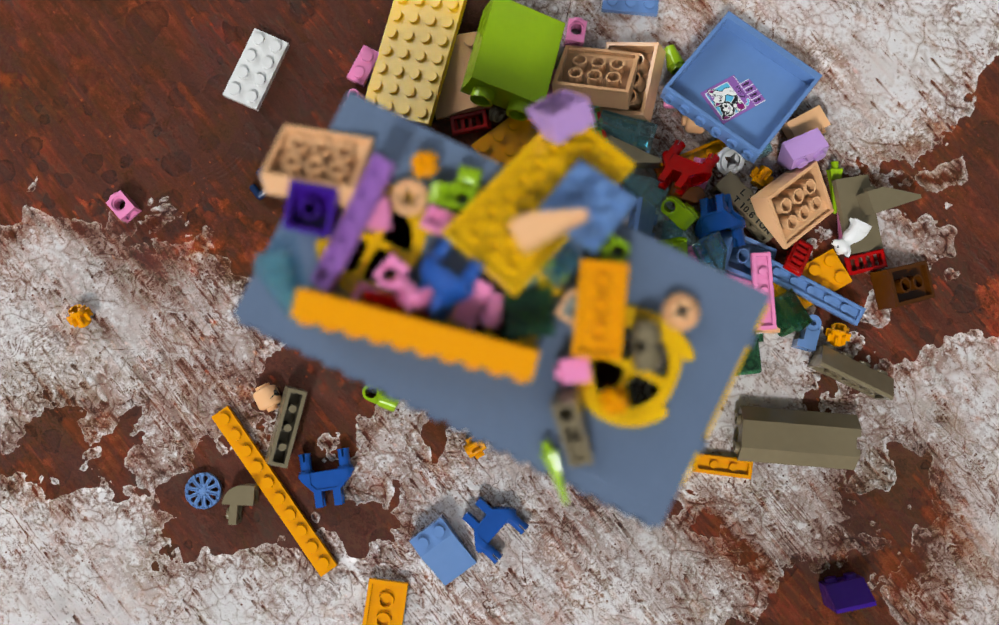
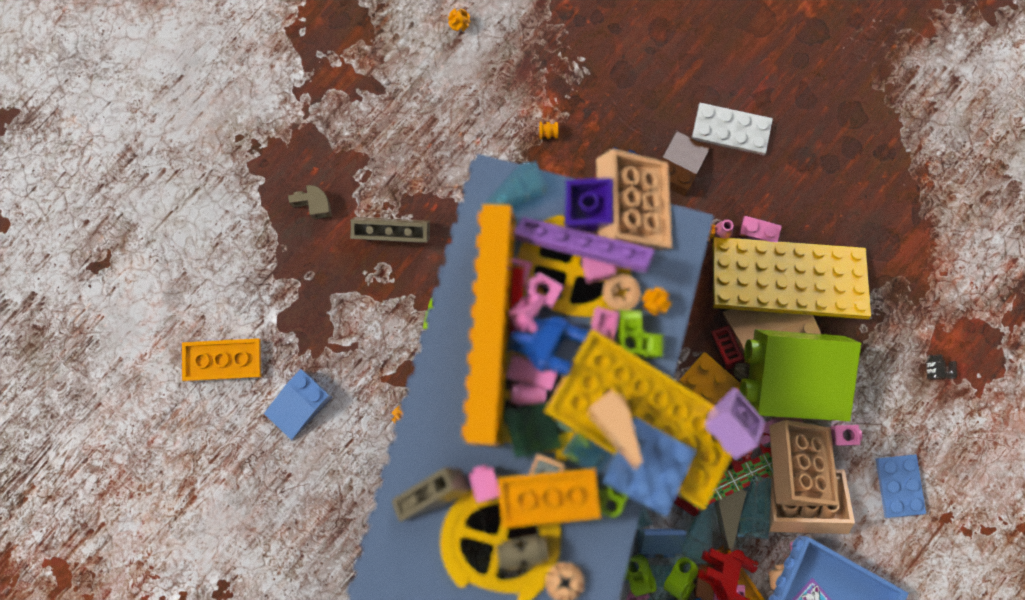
camera: 80 degrees right, 5 degrees down
(130, 209) = (567, 42): bright pink brick -> none
(203, 490) = (316, 166): medium blue wheel -> none
(217, 249) = (548, 130): none -> light orange bush
(267, 397) = (415, 206): light nougat head -> none
(271, 118) = (684, 161): none -> slope
(274, 491) = (327, 232): light orange plate -> none
(326, 480) = (346, 278): blue connector -> none
(490, 524) = (330, 446): blue connector -> none
(551, 460) = (394, 480): lime piece -> none
(614, 400) = (463, 530): light orange gear -> none
(673, 59) = (843, 543): lime cone -> none

